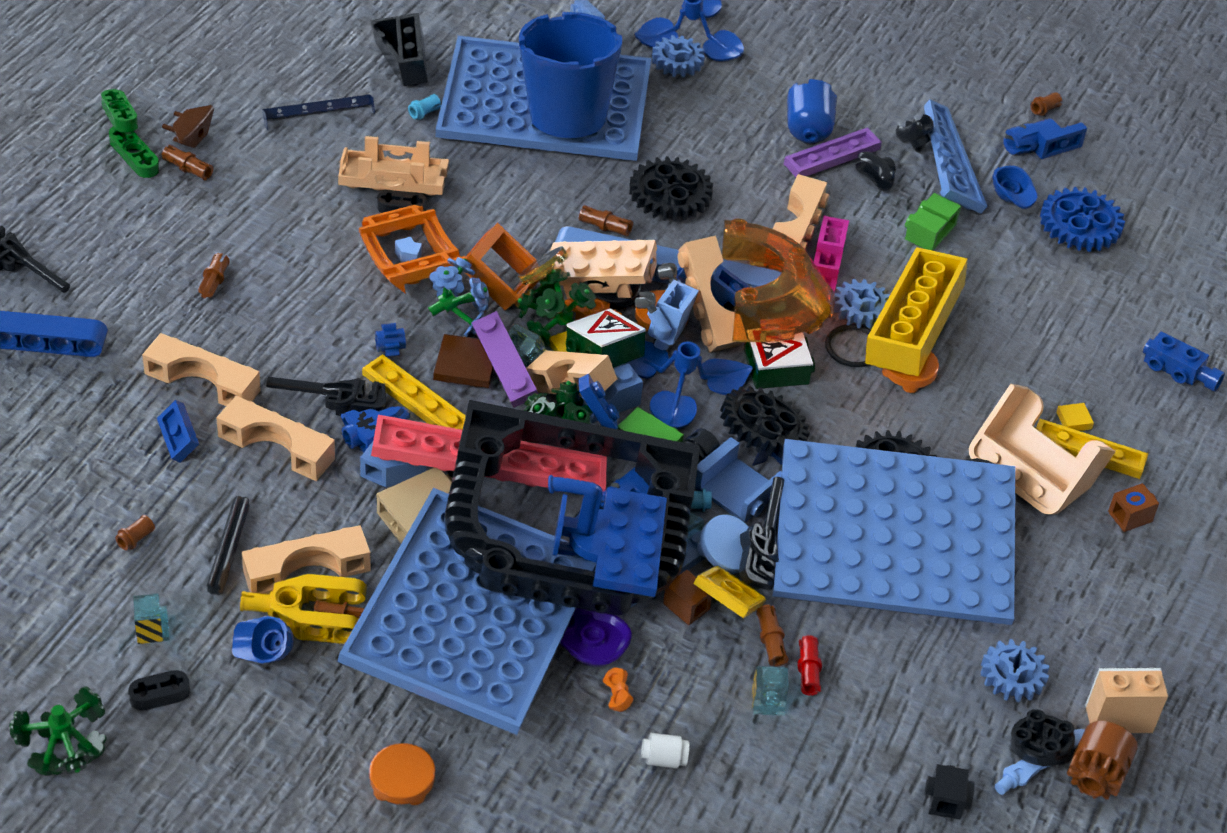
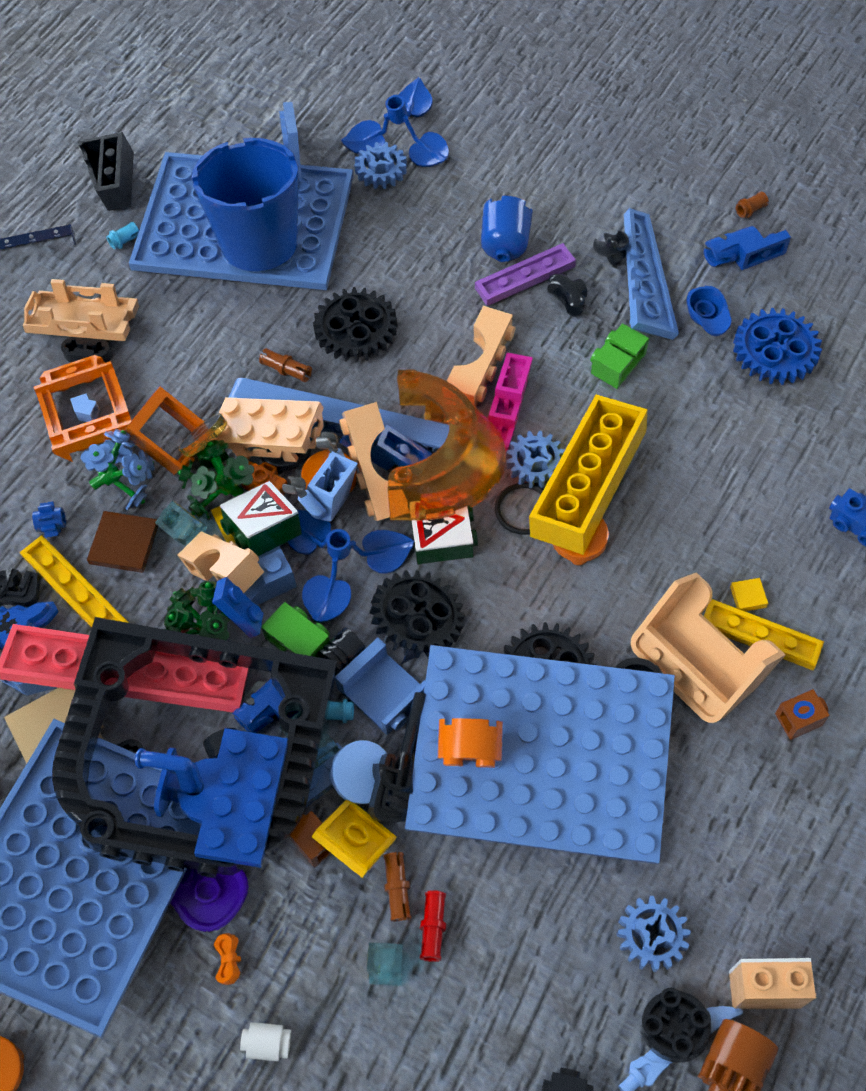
camera: 10 degrees right, 15 degrees up
(504, 358) = (157, 544): medium lavender plate -> none
(835, 507) = (470, 741): none -> orange brick

